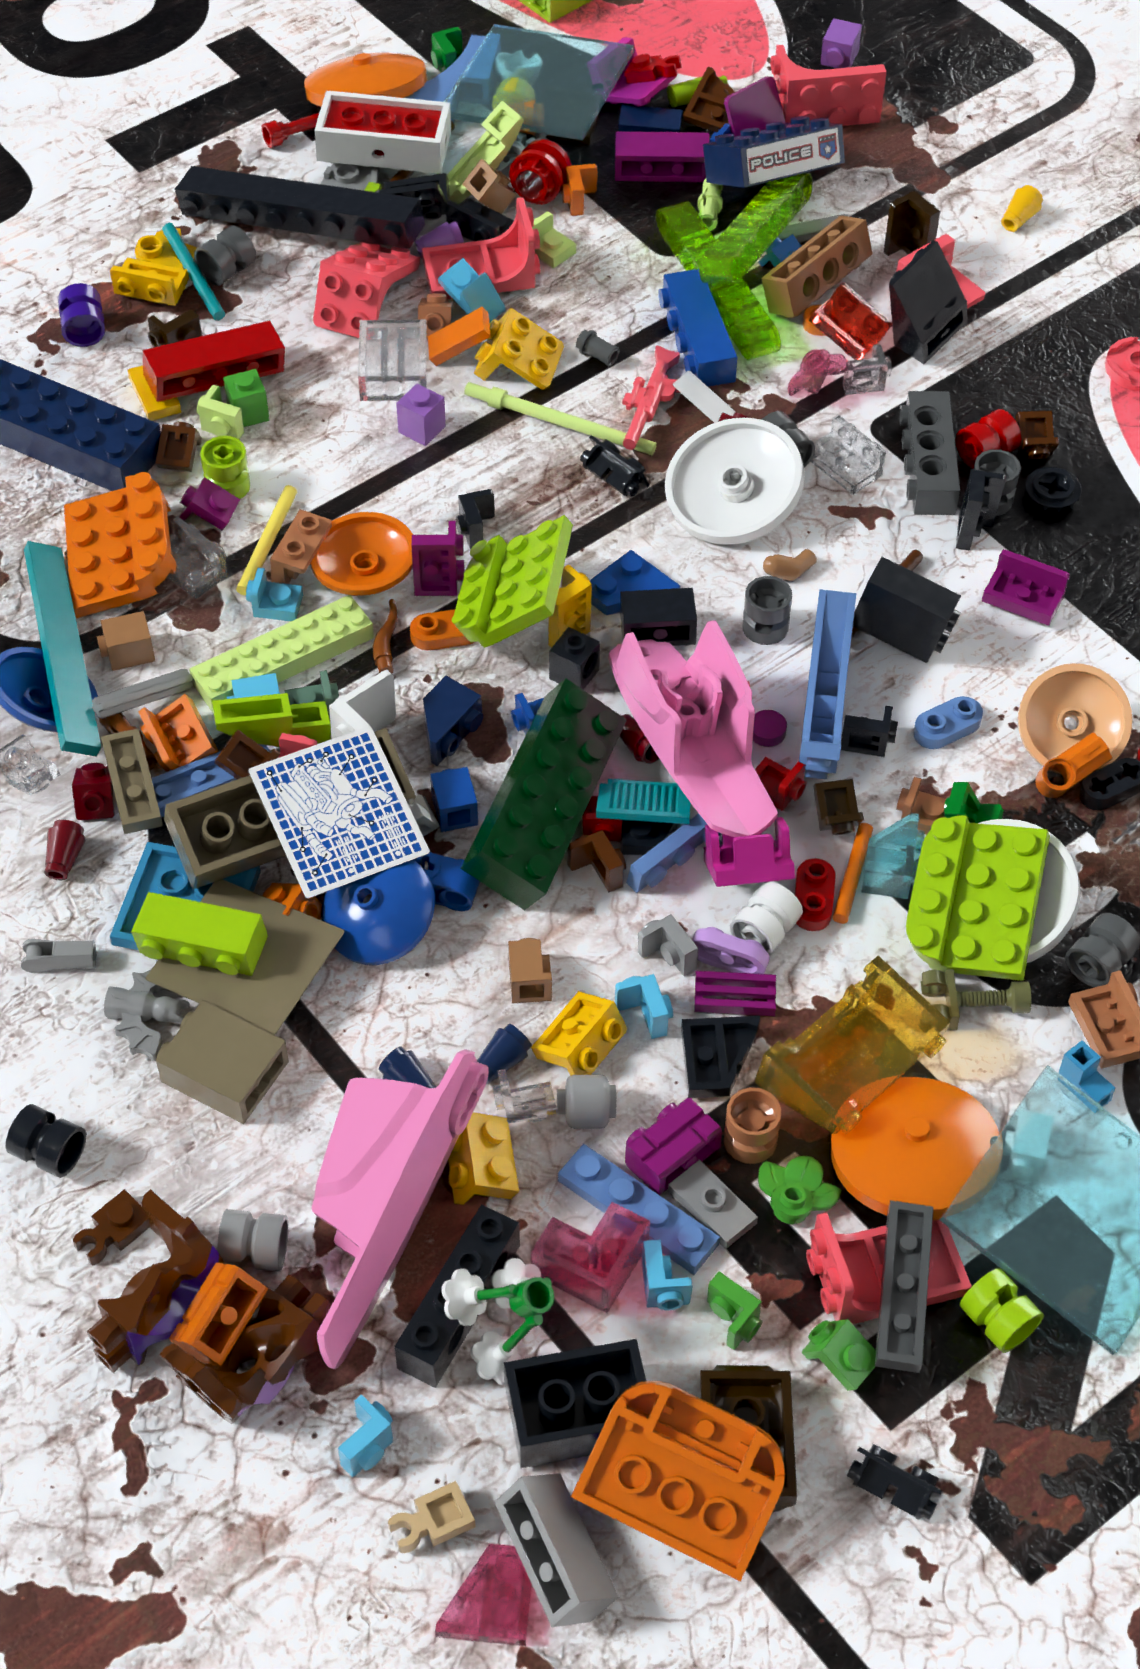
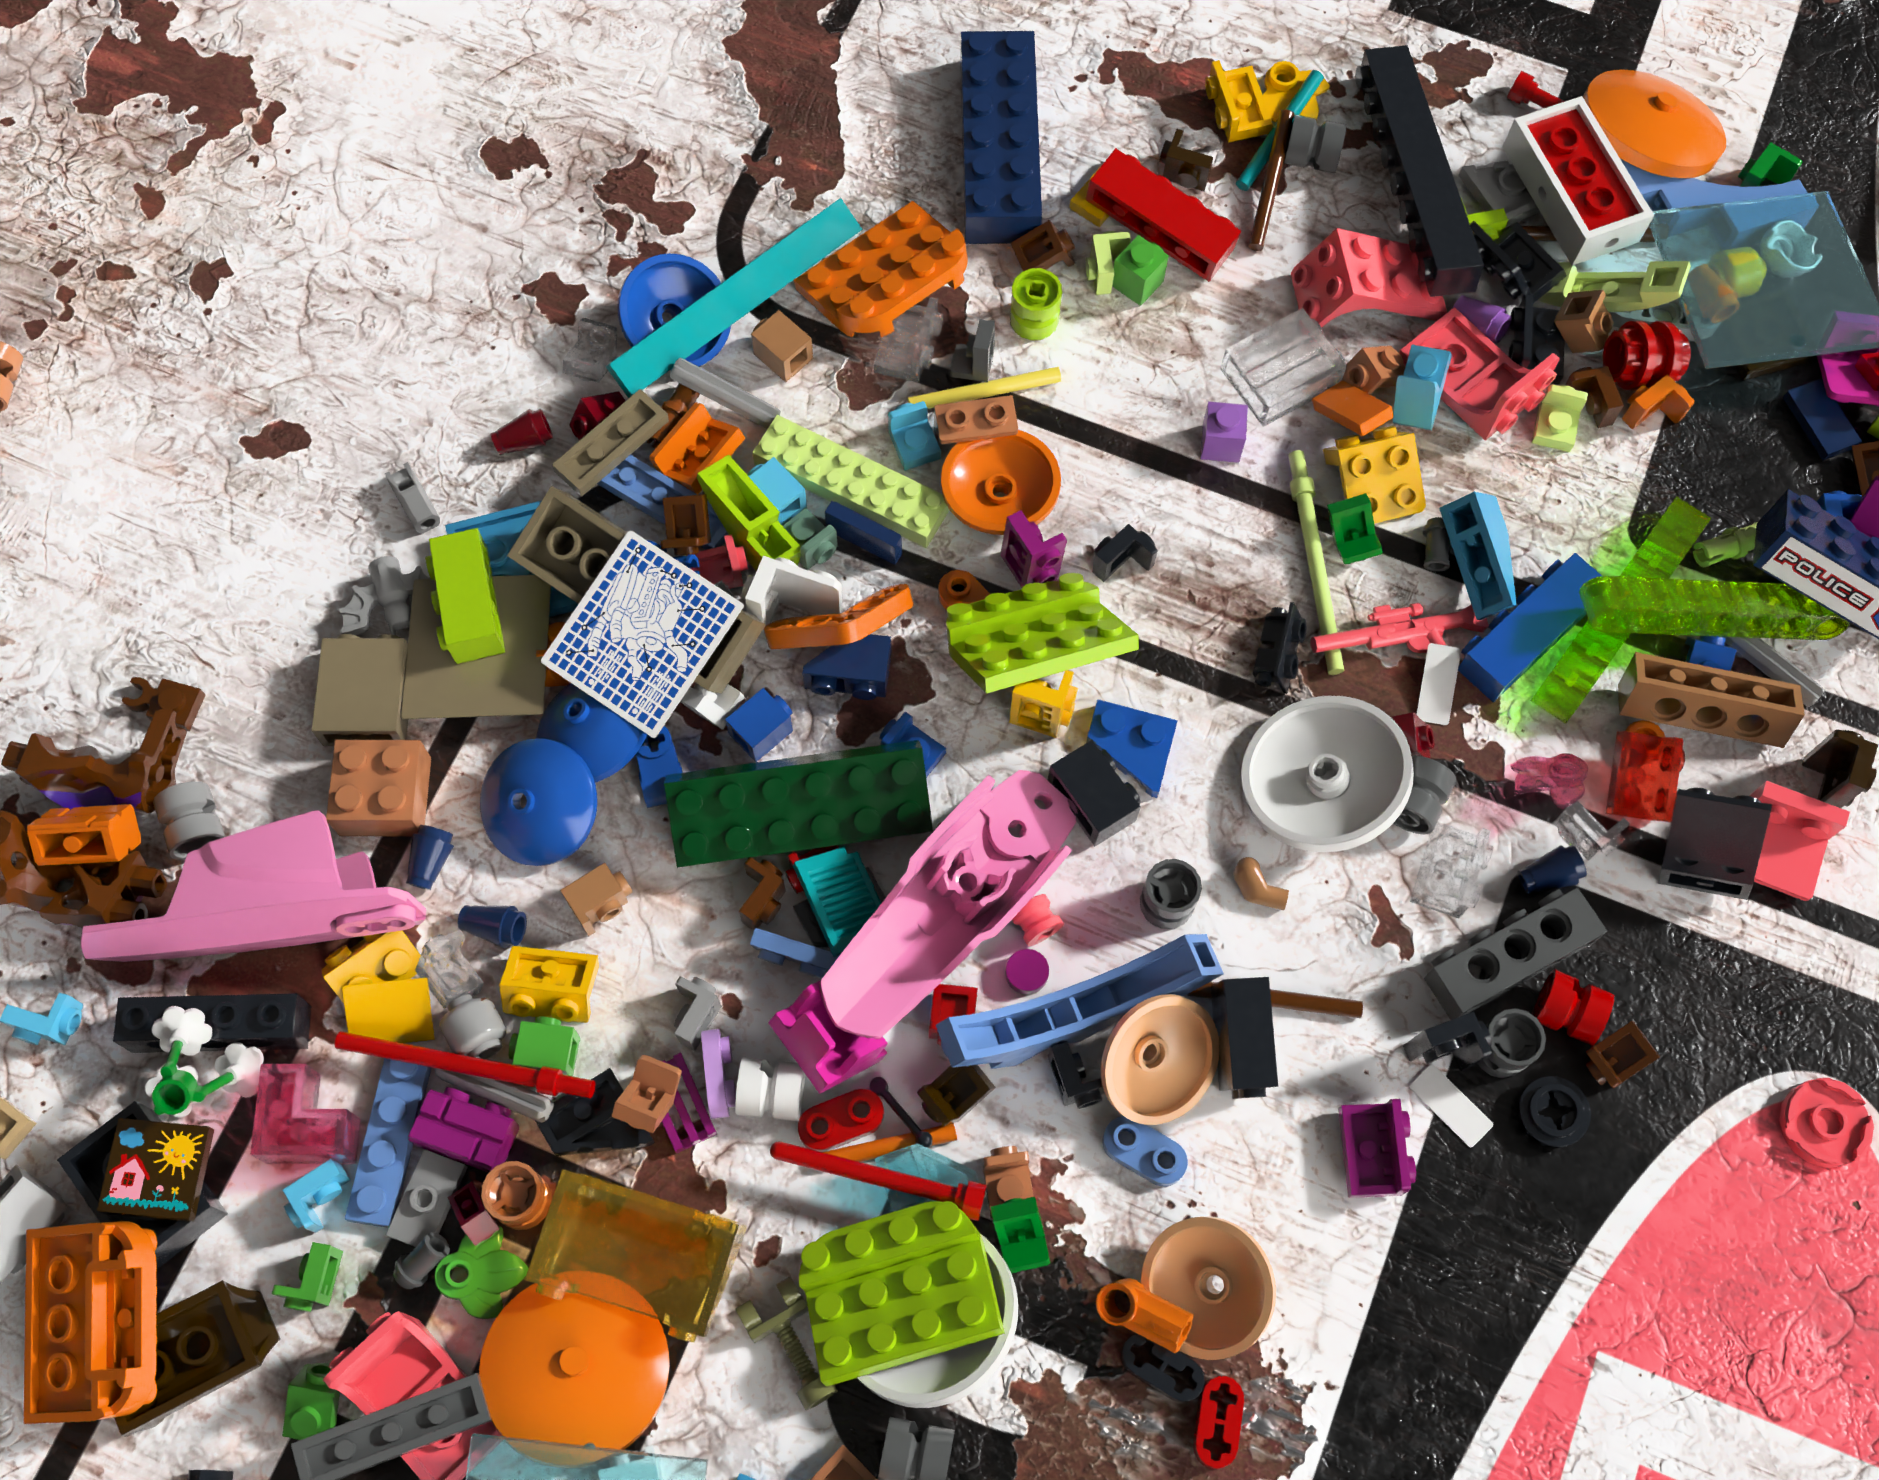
camera: 60 degrees right, 15 degrees up
(48, 1141) = (211, 599): black wheel -> none
(81, 315) = (1149, 72): dark purple wheel -> none
(209, 503) = (993, 307): magenta bracket -> none
(228, 289) = (1271, 180): none -> reddish brown bar
(242, 520) = (975, 358): none -> dark grey bracket
(314, 1078) = (378, 787): none -> nougat brick
(338, 660) = (864, 532): none -> dark blue tile
(381, 646) = (913, 560): dark orange animal -> none
(413, 999) = (558, 804): none -> blue dish
(422, 690) = (843, 627): none -> orange beam
(532, 1160) = (390, 1010): none -> yellow sticker
(554, 383) = (1354, 529): none -> green bracket
(557, 205) = (1602, 397): none -> reddish brown bracket
(574, 658) = (992, 742): black brick -> none
(581, 1362) = (156, 1170): none -> dark brown tile
(629, 322) = (1481, 551): none -> dark azure slope
(637, 1059) = (545, 1044): none -> bright green brick
(645, 993) = (616, 1032): medium azure bracket -> none
(648, 1107) = (503, 1093): none -> light grey axle
(660, 156) = (1766, 453): magenta brick -> none
(670, 1057) = (546, 1080): none -> red bar
(722, 995) = (648, 1094): none -> nougat bracket
(748, 1163) = (472, 1215): none -> dark red piece
(766, 1220) = (413, 1268): none -> dark grey pin
(861, 843) = (880, 1087): none -> black hinge
(883, 404) = (1554, 870): none -> dark blue cone
(883, 868) = (967, 1197): none -> red piece
(891, 668) = (1172, 1070): none -> light nougat dish
(1015, 542) = (1451, 1105): none -> white sticker

